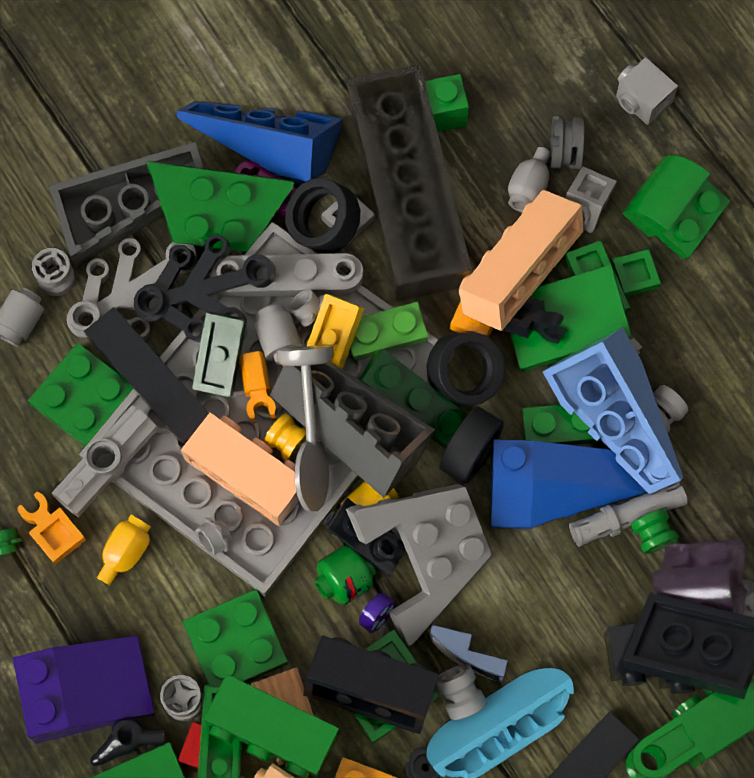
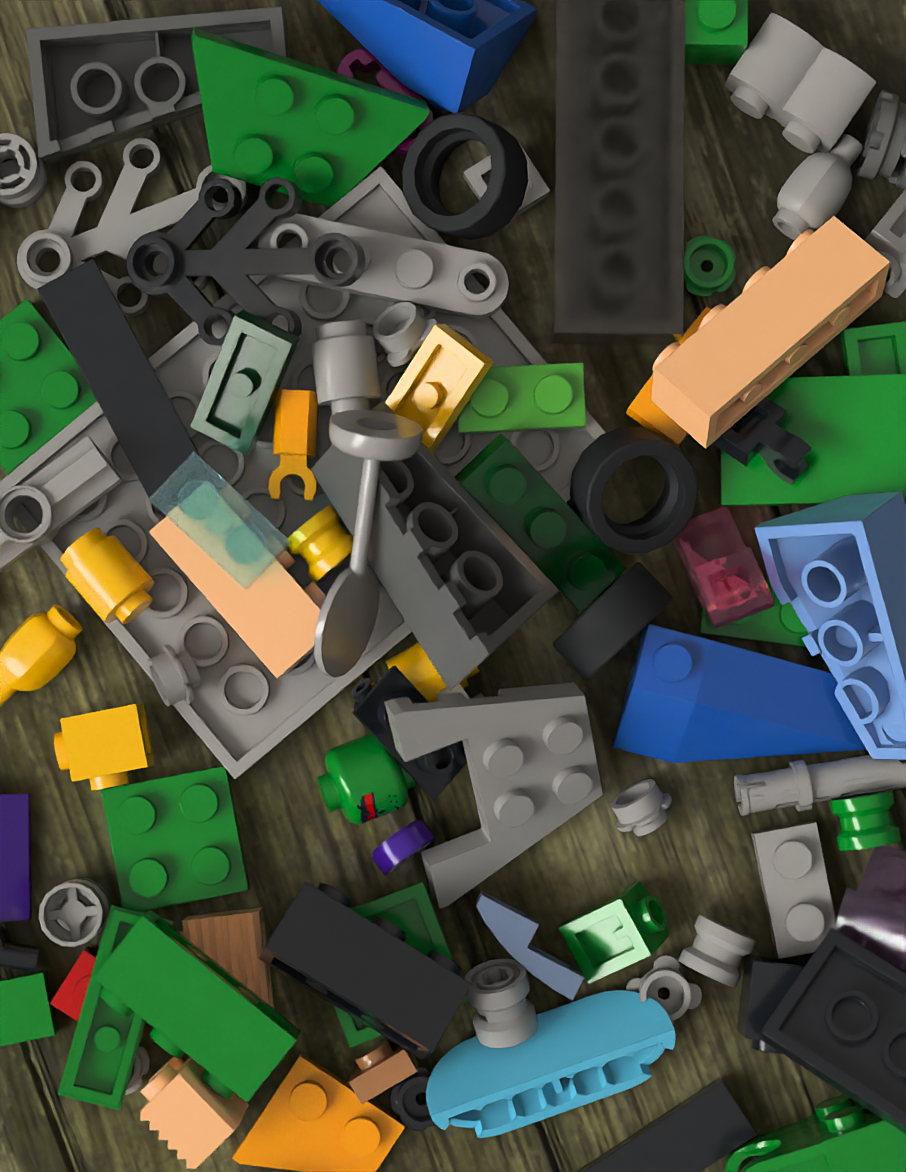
camera: 10 degrees right, 15 degrees up
(161, 486) = (107, 576): none -> yellow brick
(179, 591) = (104, 745): none -> yellow brick
(223, 429) = (220, 521): none -> clear light blue plate
(395, 751) = (381, 1069): none -> medium nougat plate
(481, 229) = (721, 257): none -> green plate
(504, 126) = (798, 85): none -> light grey brick
(517, 556) = (641, 808): none -> light grey plate
(520, 634) = (616, 932): none -> green bracket
(528, 402) = (722, 568): none -> clear pink slope
(559, 654) = (666, 974): none -> light grey plate
(585, 630) = (717, 951): none -> light grey wheel
(621, 582) = (794, 887): none -> light grey plate

